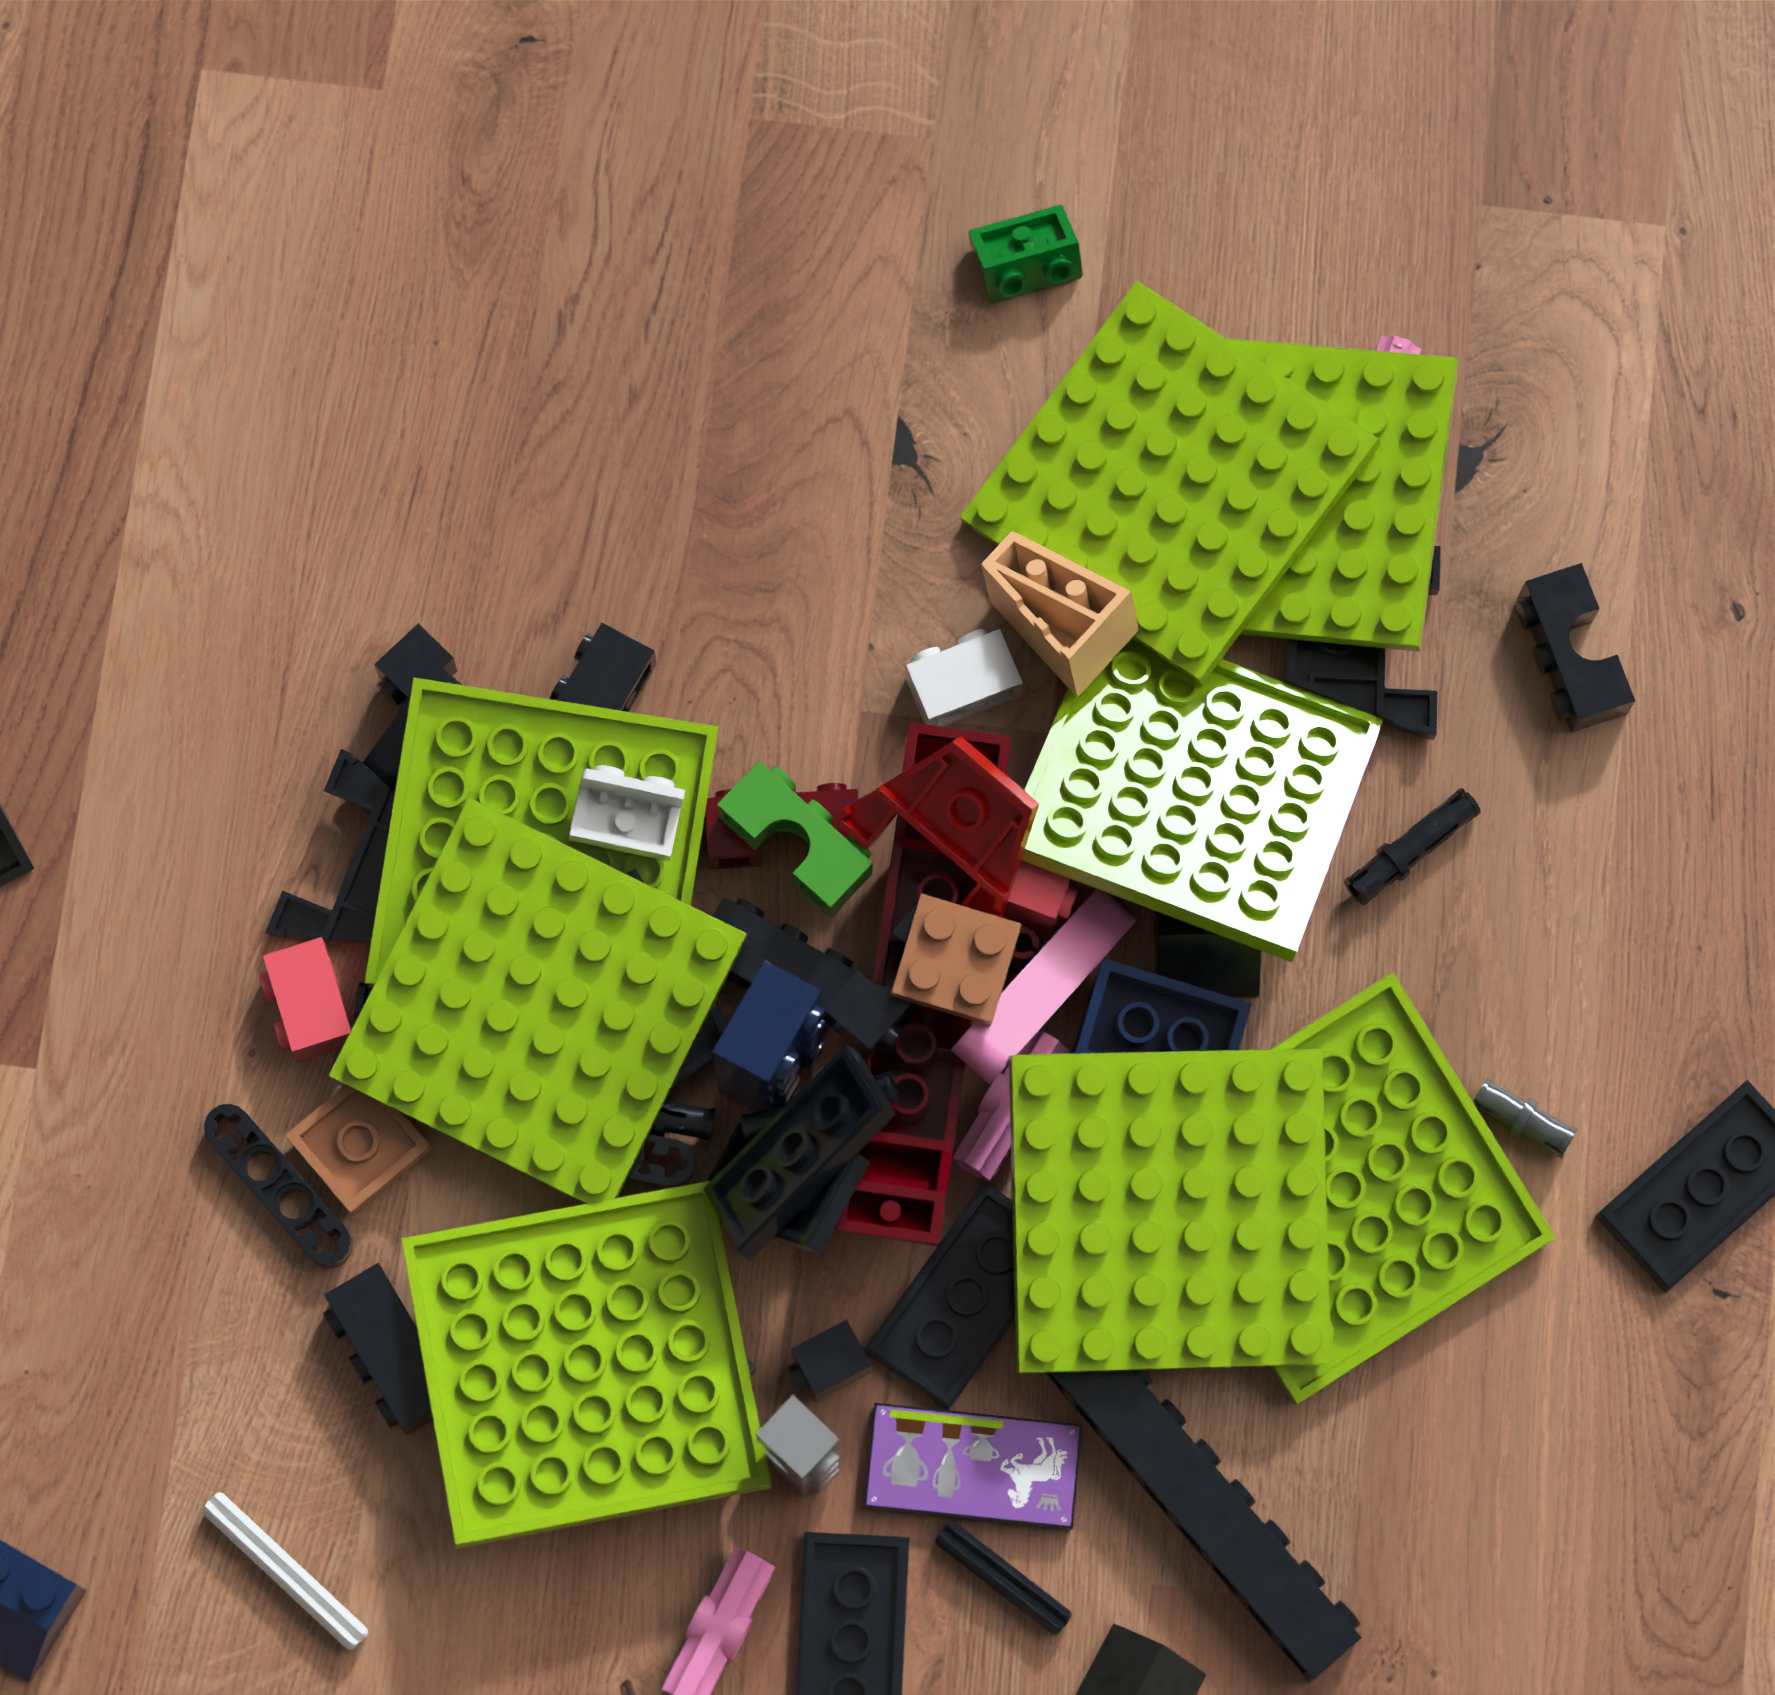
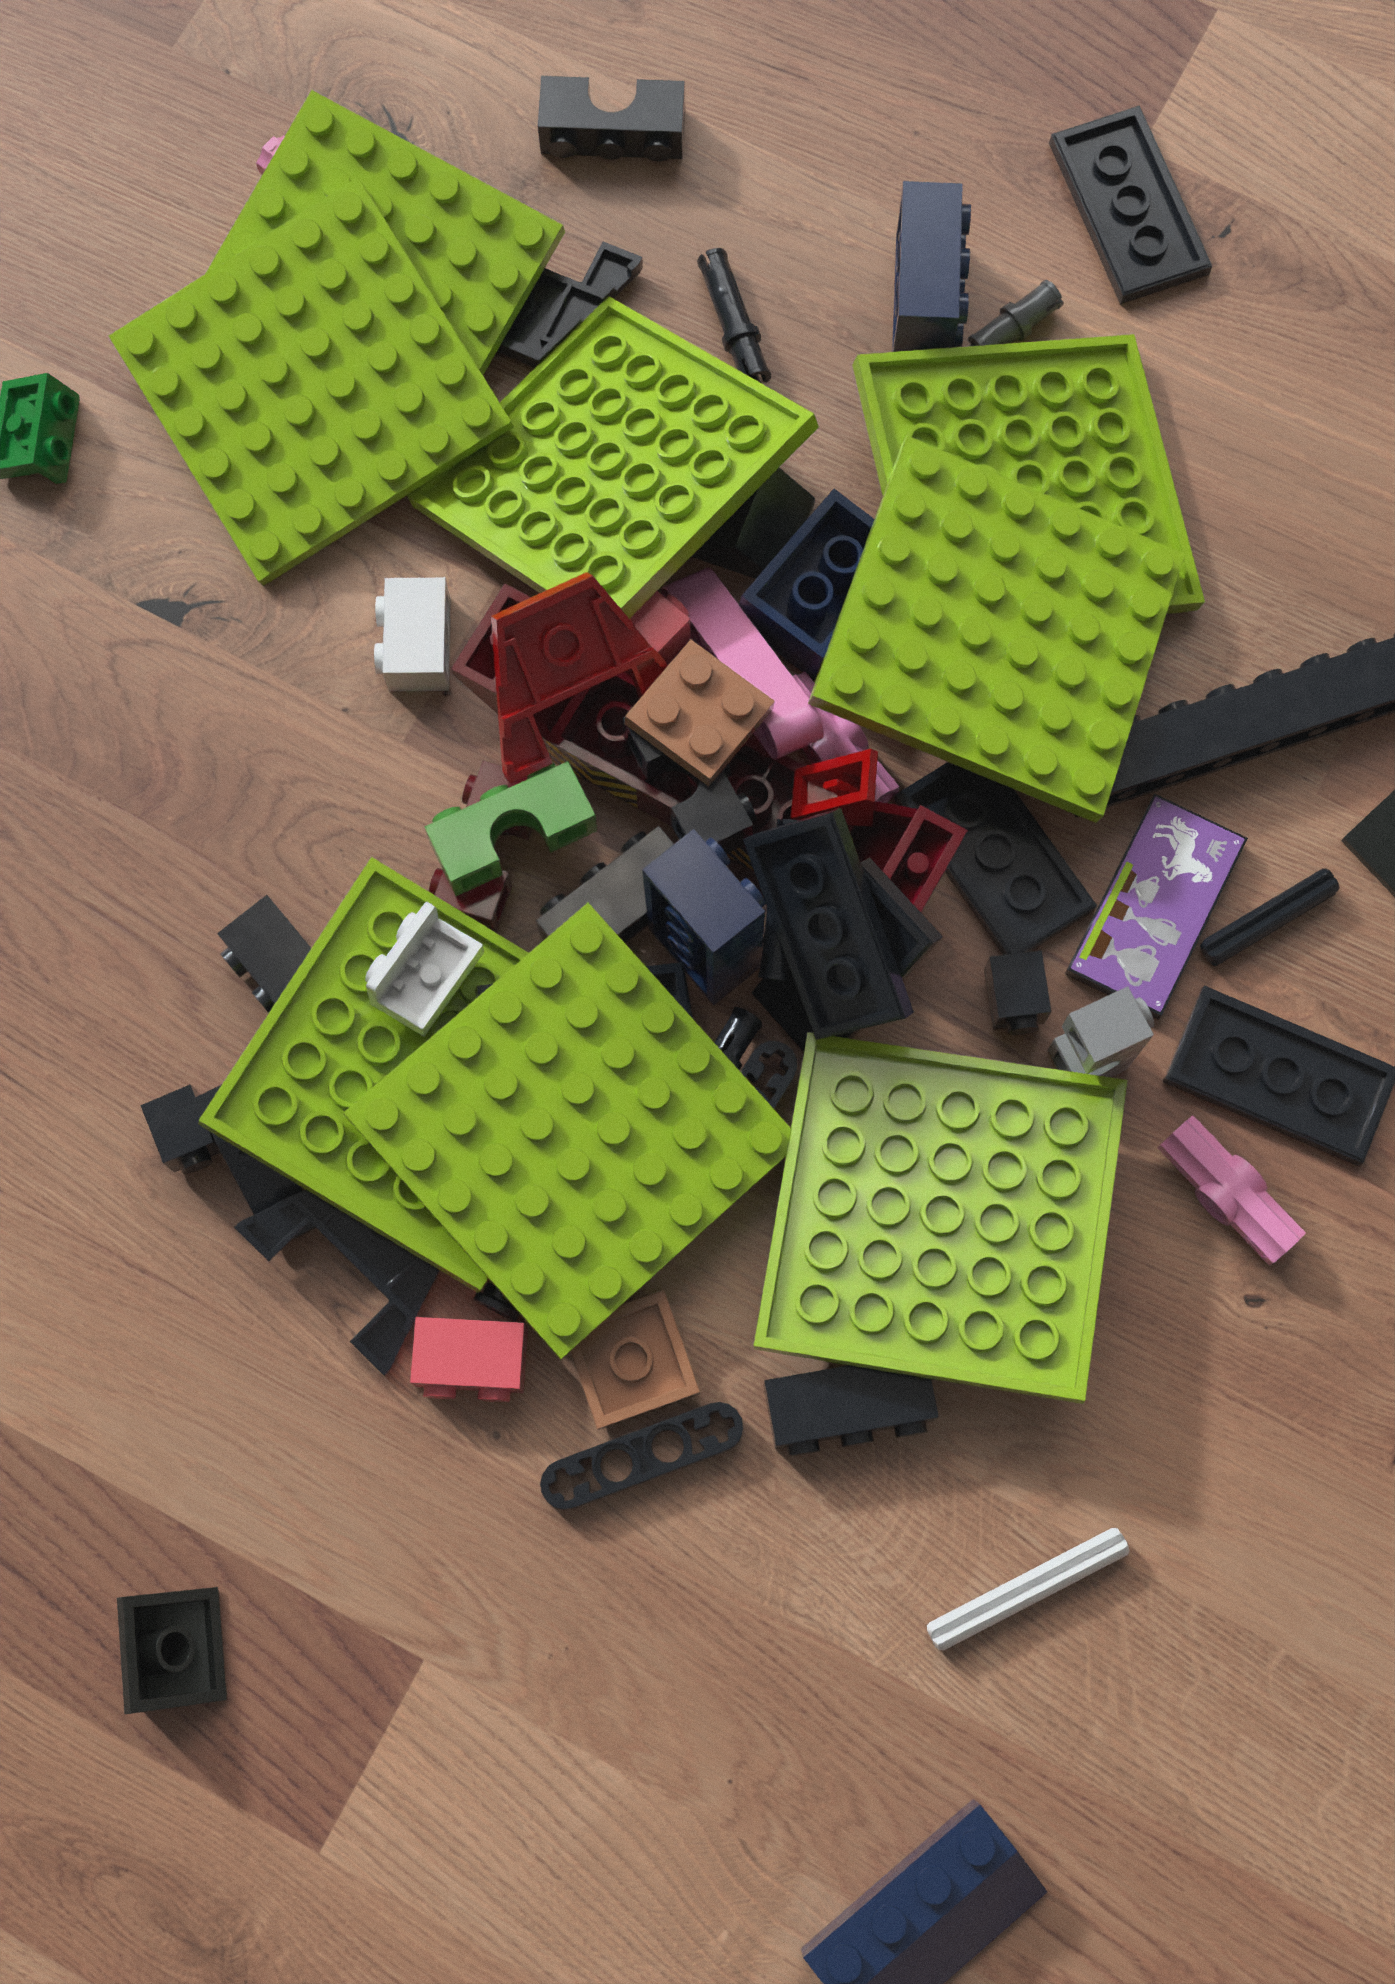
camera: 65 degrees left, 0 degrees up
(940, 1117) = (837, 783): none -> red slope
(1060, 608) = (389, 516): light nougat wedge -> none
(1525, 1012) = (931, 267): none -> dark blue brick

